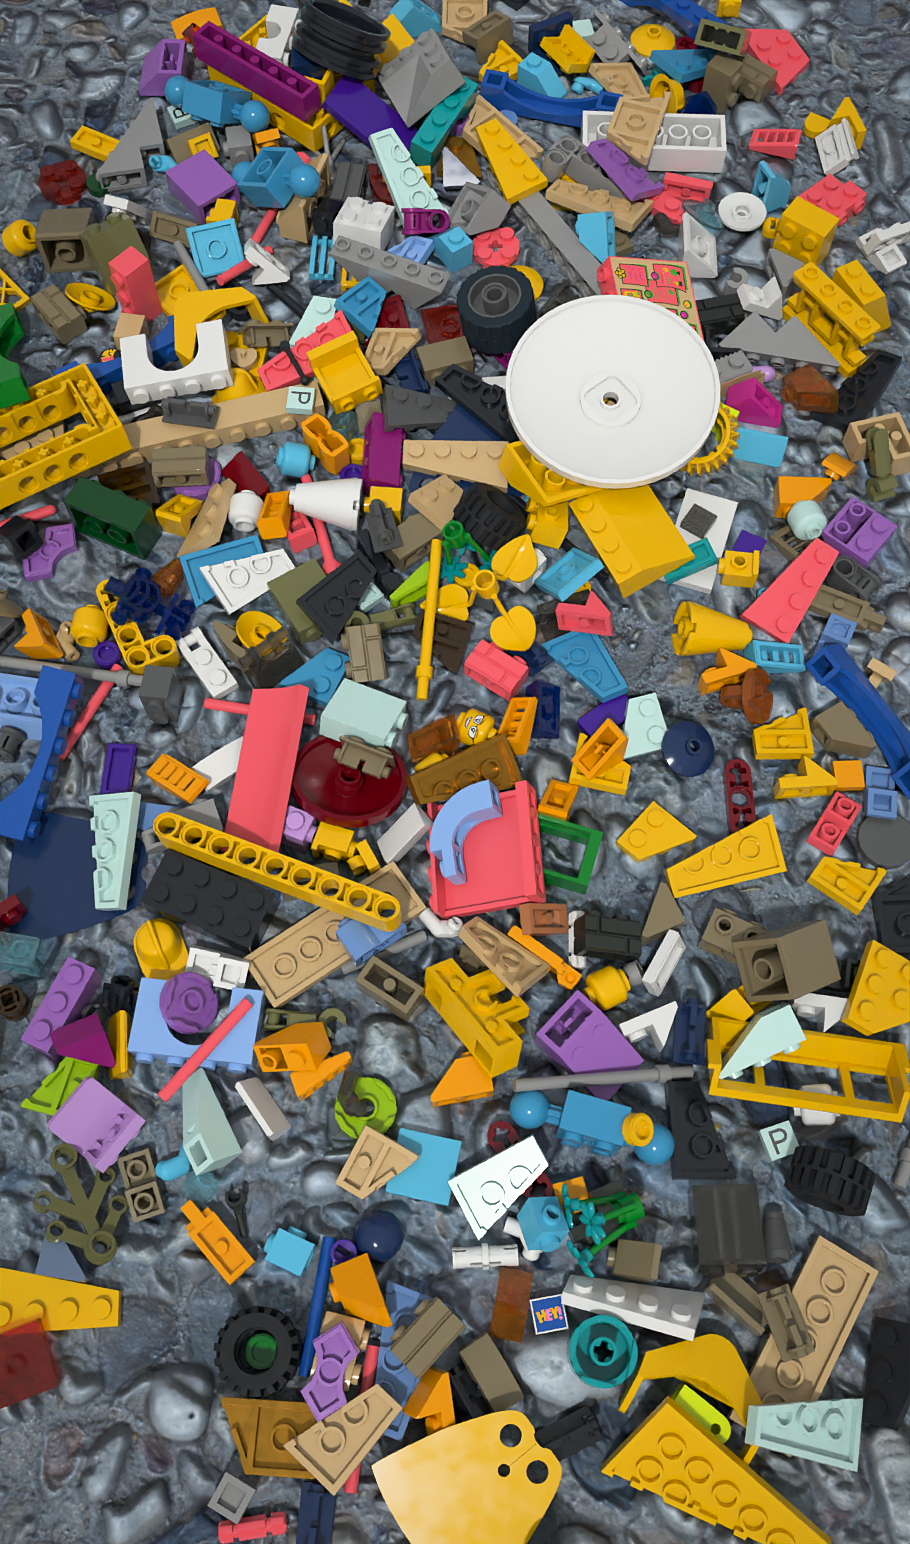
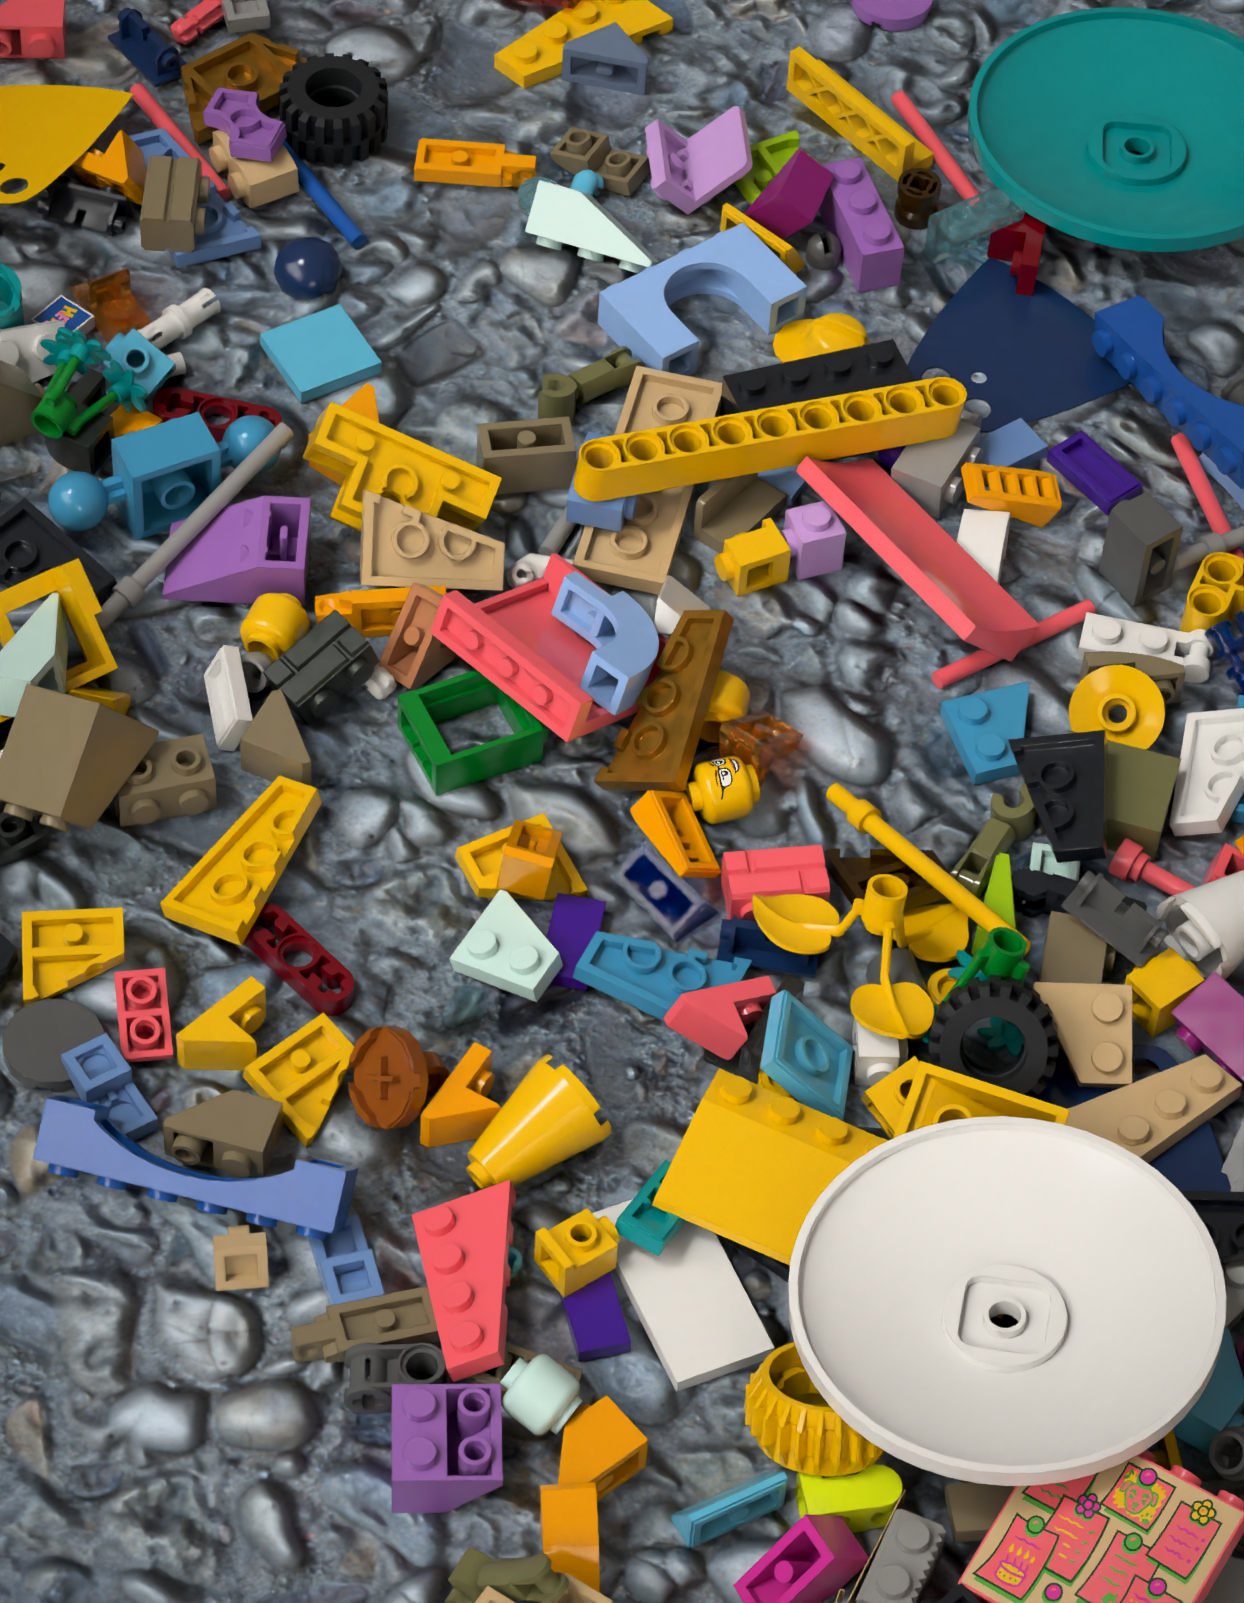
camera: 135 degrees right, 15 degrees down
(83, 1209) = (630, 90): olive plant -> none
(115, 836) = (995, 387): light aqua wing -> none
(120, 993) = (823, 267): black gear -> none
(188, 1003) = (731, 306): medium lavender tile -> none
(204, 1050) = (660, 268): coral bar -> none
(218, 967) = (730, 360): white slope -> none
(238, 1211) = (487, 205): pearl dark grey hand -> none
(263, 1107) = (549, 285): white slope -> none
(276, 665) = (1062, 681): clear smoke plate -> none
(290, 1250) = (385, 198): medium azure brick -> none
(293, 1048) = (565, 337): light orange slope -> none
(309, 1081) = (523, 343): light orange slope -> none
(339, 1257) = (332, 229): dark purple hinge -> none
(341, 793) = (837, 593): dark red dish -> none
(343, 1439) = (177, 96): tan wing -> none
(348, 1098) = (465, 339): clear smoke arm -> none
(359, 1290) = (275, 202): light orange slope -> none
(363, 714) = (873, 699): light aqua brick -> none
(364, 861) = (697, 566): yellow tile -> none
(365, 653) = (957, 769): dark tan brick -> none
(374, 1163) = (376, 312): tan wing -> none
(375, 760) = (831, 642): dark tan hinge -> none
(383, 1115) = (433, 380): lime tile -> none
(491, 1373) = (86, 236): dark tan slope -> none
(496, 1182) = (225, 370): light aqua wing -> none
(558, 800) = (528, 766): light orange slope -> none
(637, 1129) = (107, 464): yellow tile -> none
(653, 834) = (372, 844): yellow wing -> none
(656, 1022) = (186, 629): white slope -> none
(677, 749) = (433, 979): dark blue dish -> none
(689, 1032) = (138, 663): dark blue hinge -> none
(698, 521) = (705, 1295): clear smoke tile -> none
(757, 652) = (412, 1162): medium azure slope -> none
(849, 775) = (173, 1091): light orange tile -> none

